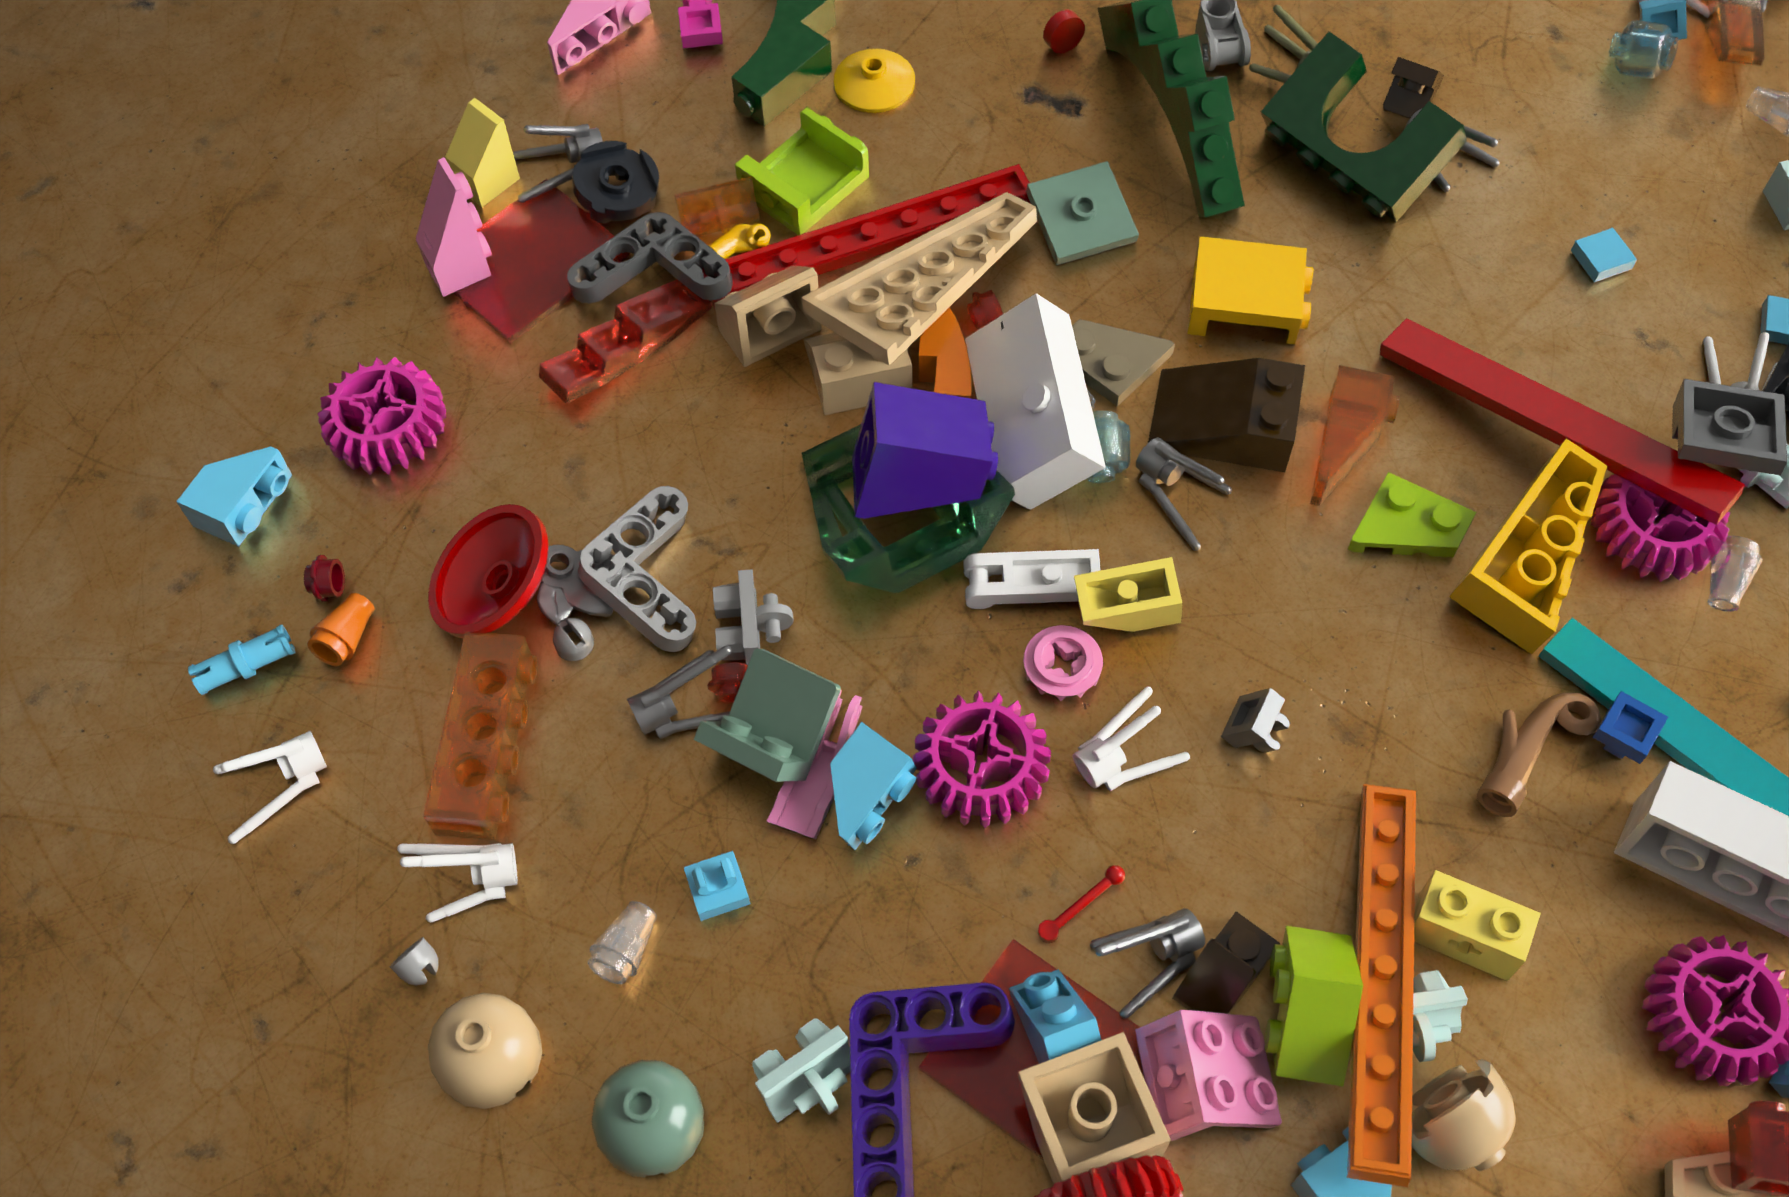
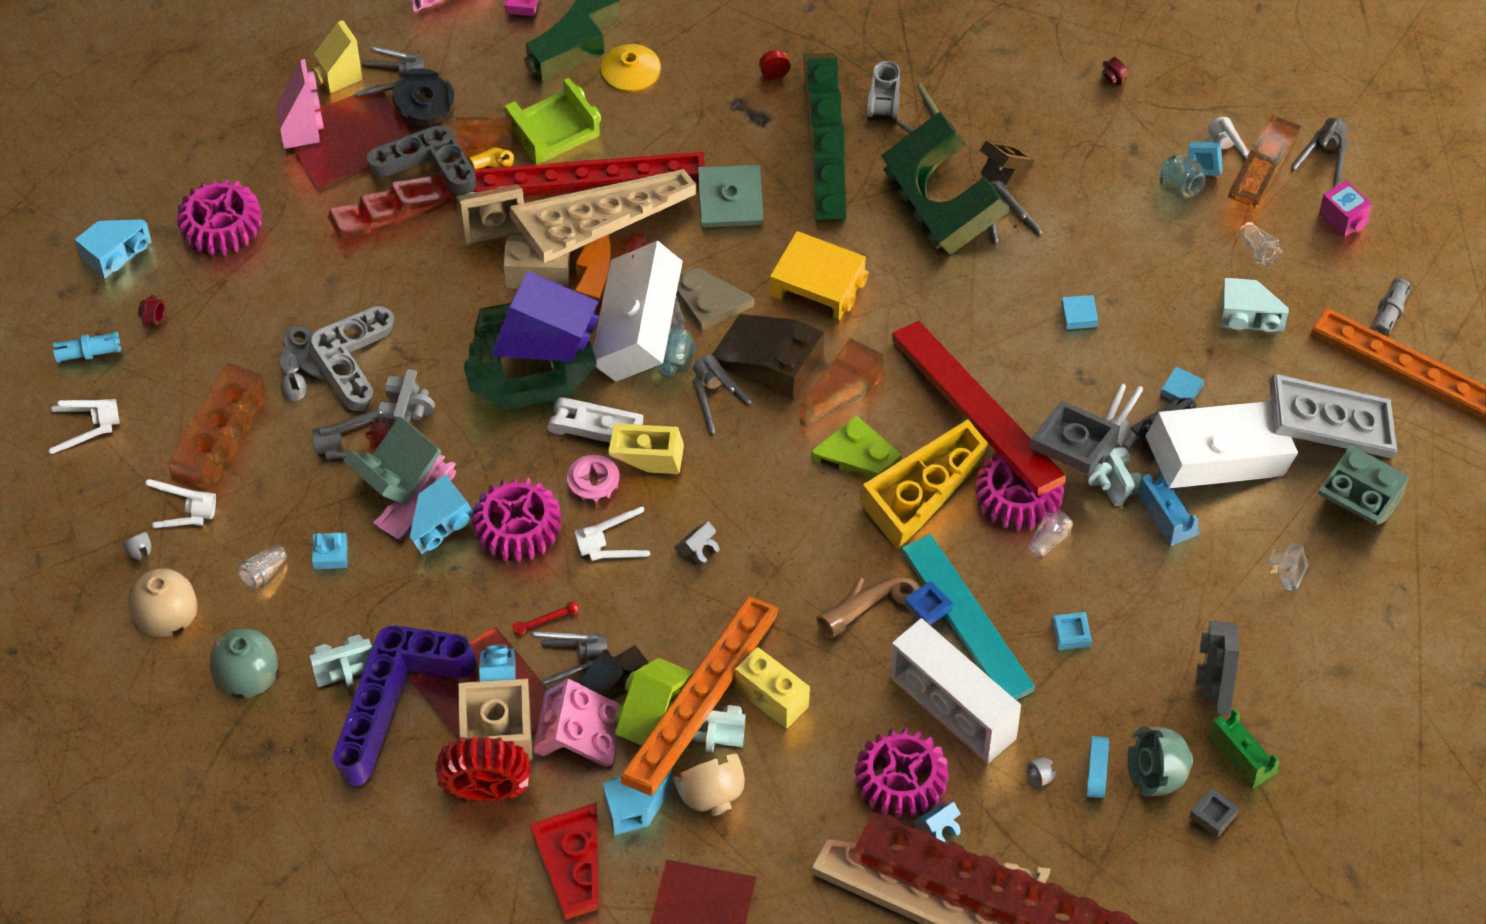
camera: 15 degrees right, 5 degrees down
(340, 631) = (151, 345): orange cone -> none
(488, 571) = (253, 330): red dish -> none

